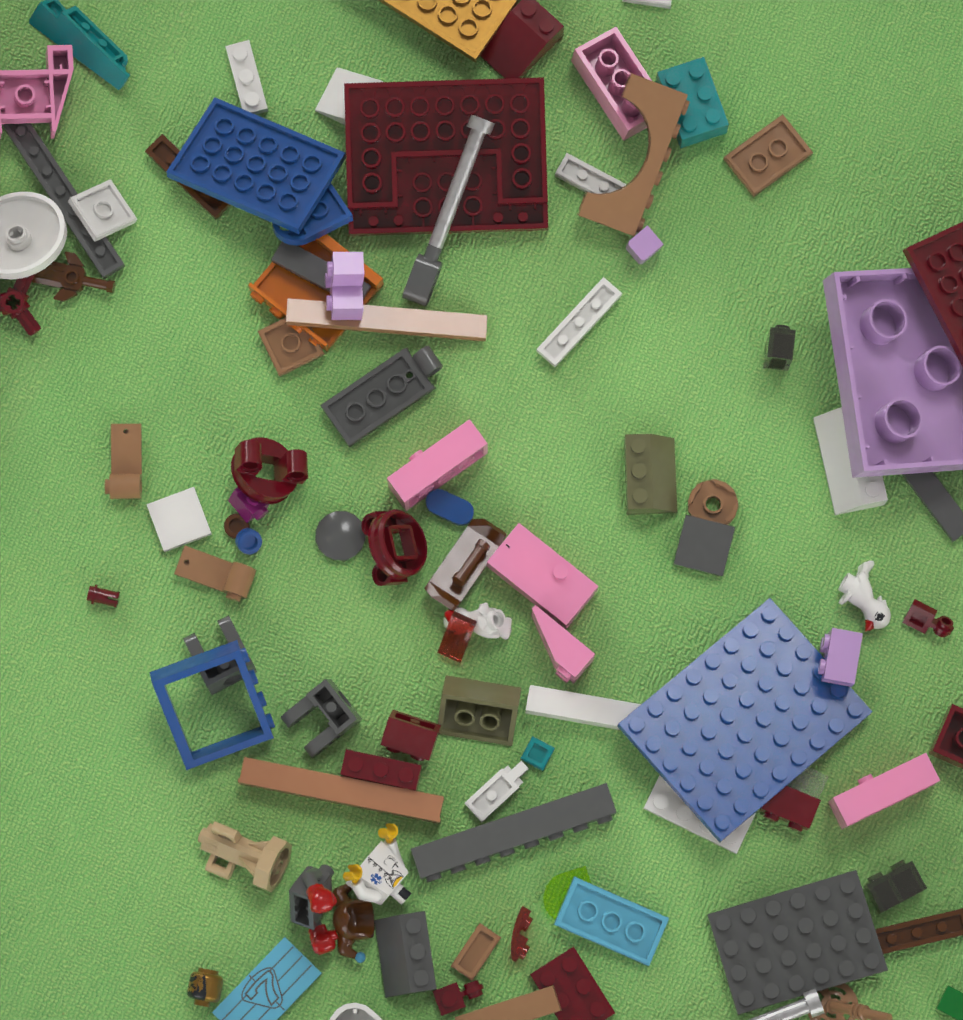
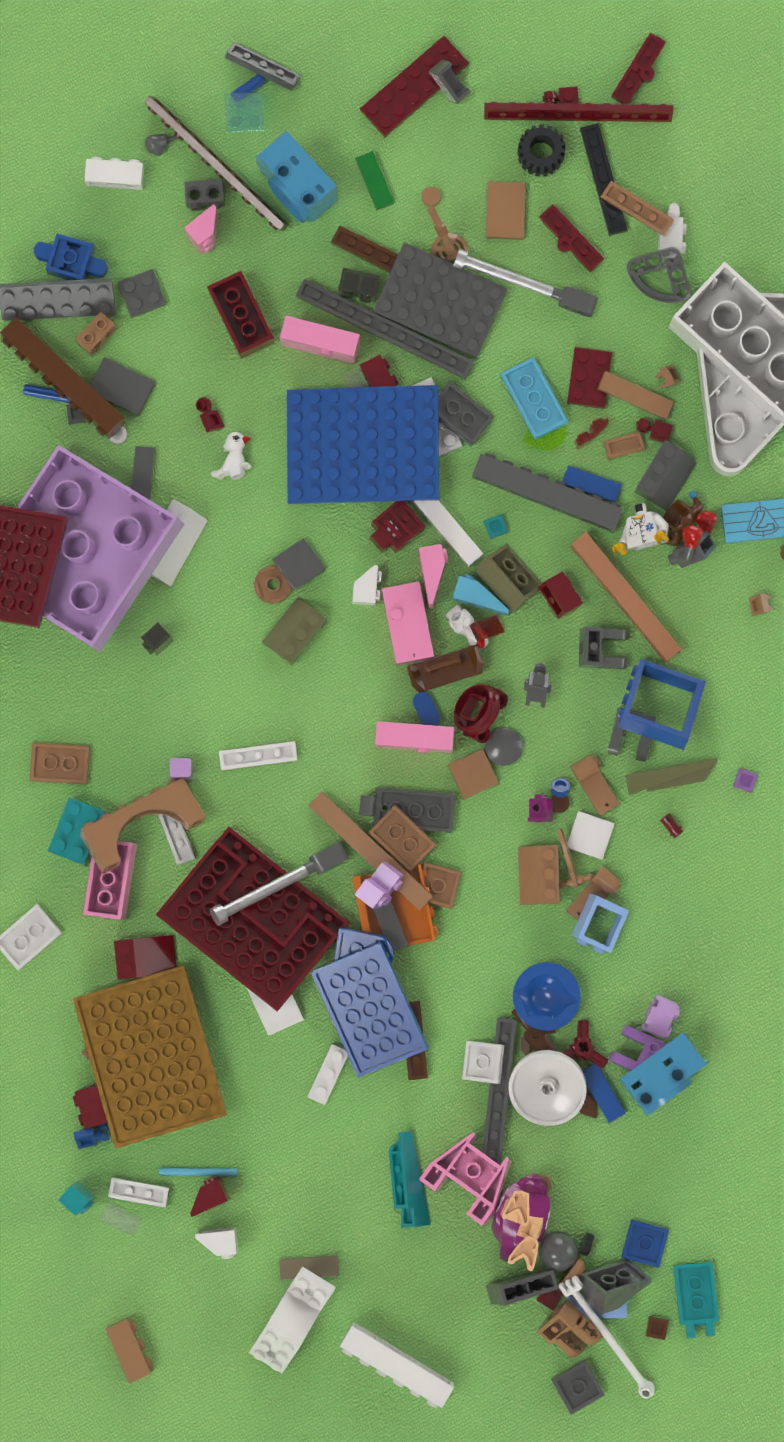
camera: 140 degrees left, 5 degrees up
(64, 706) = (745, 780): none -> medium lavender tile
(90, 322) = (546, 996): none -> blue piece
(115, 431) = (585, 918): none -> light blue window
(145, 644) = (669, 776): none -> olive wedge
(160, 461) = (574, 880): none -> medium nougat piece
(196, 436) = (538, 875): none -> medium nougat slope
(196, 900) = (759, 604): none -> medium nougat tile
(263, 859) = (705, 594): tan piece -> none
(289, 469) = (504, 807): dark red piece -> none
(348, 483) = (473, 774): none -> medium nougat tile
(355, 619) = (537, 685): none -> dark grey hinge
(365, 358) = (402, 838): none -> medium nougat tile
(381, 770) = (594, 589): dark red brick -> none
(476, 881) = (592, 484): none -> blue tile
(496, 791) = (537, 524): white hinge -> none
(500, 664) = (474, 594): none -> medium azure slope
(615, 577) = (365, 588): none -> white slope
(638, 664) = (395, 527): none -> dark red piece
(671, 839) = (462, 414): none -> dark grey tile
(828, 863) = (384, 329): none -> dark grey plate
(841, 656) = (278, 432): lavender brick -> none

